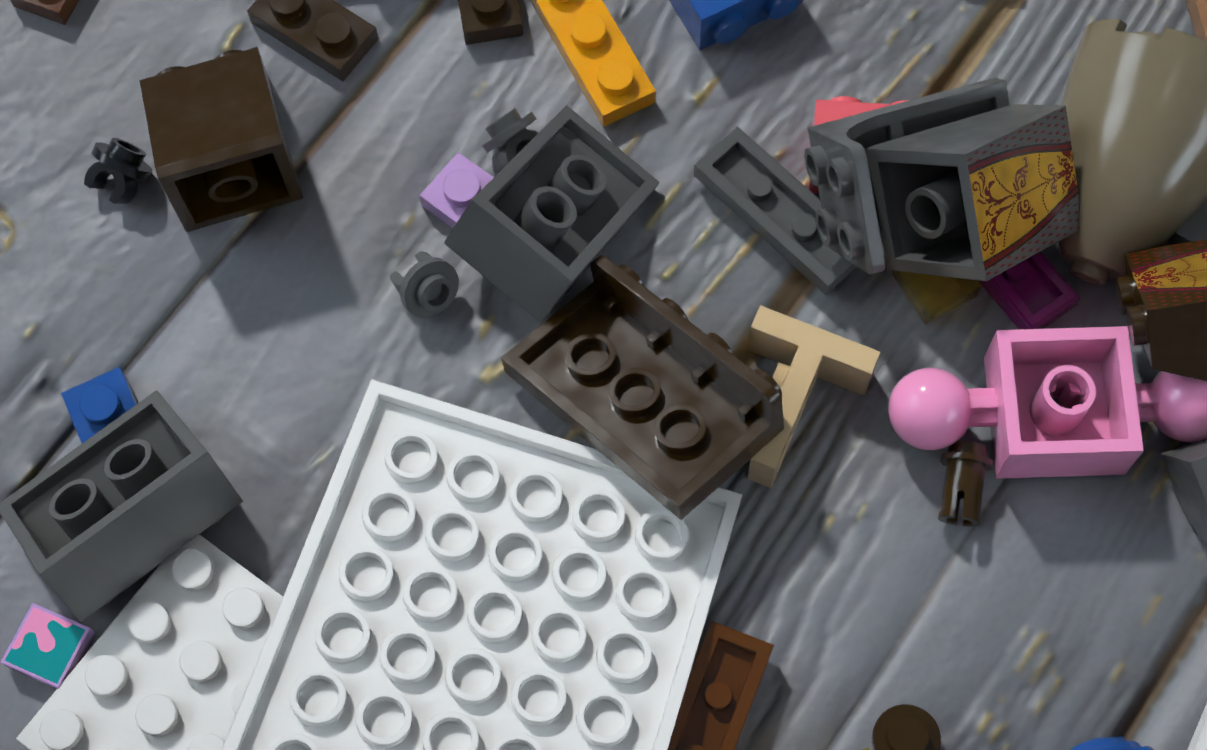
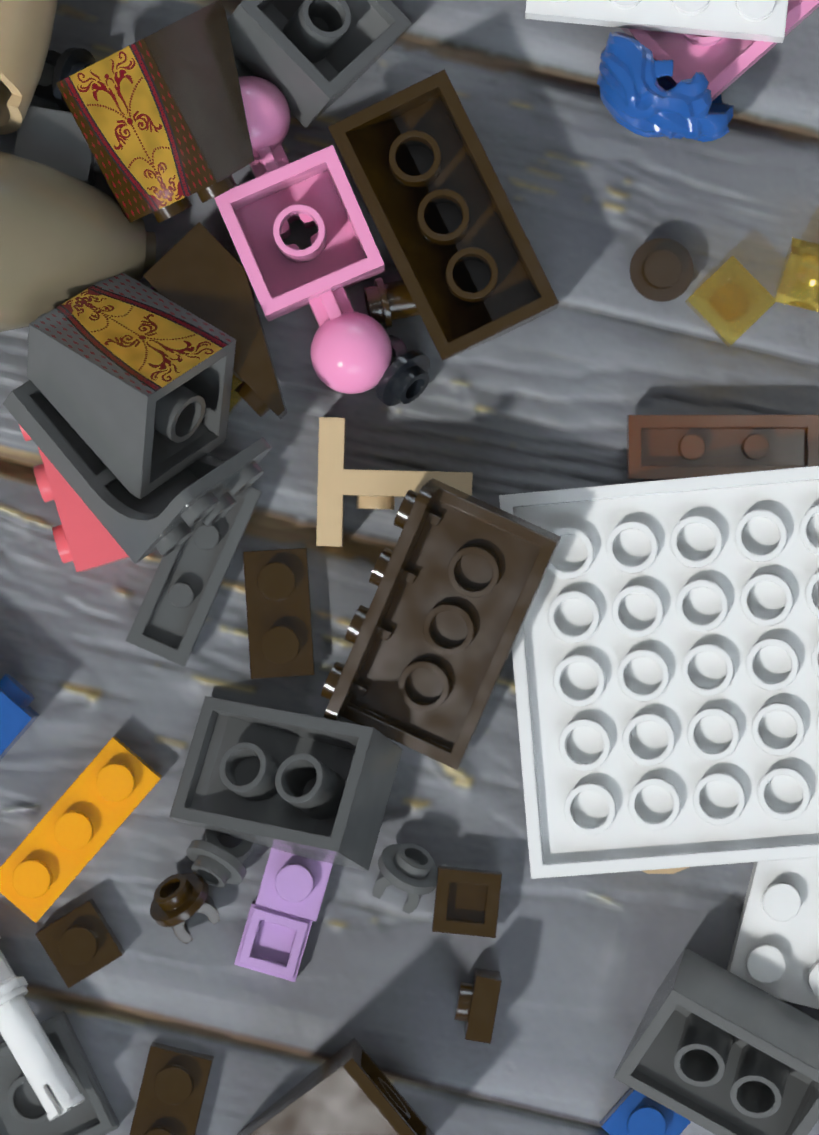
camera: 115 degrees left, 20 degrees up
(279, 301) = (478, 1004): none -> dark brown plate
(377, 327) = (466, 901): none -> dark brown plate
(415, 157) = (273, 942): none -> lavender tile
(490, 93) = (178, 900): none -> dark brown plate
(708, 269) = (279, 613): none -> dark brown plate
(889, 452) = (405, 376): none -> black plate
(1035, 539) = (444, 216): none -> dark brown slope
(1038, 293) = (217, 289): none -> dark brown slope

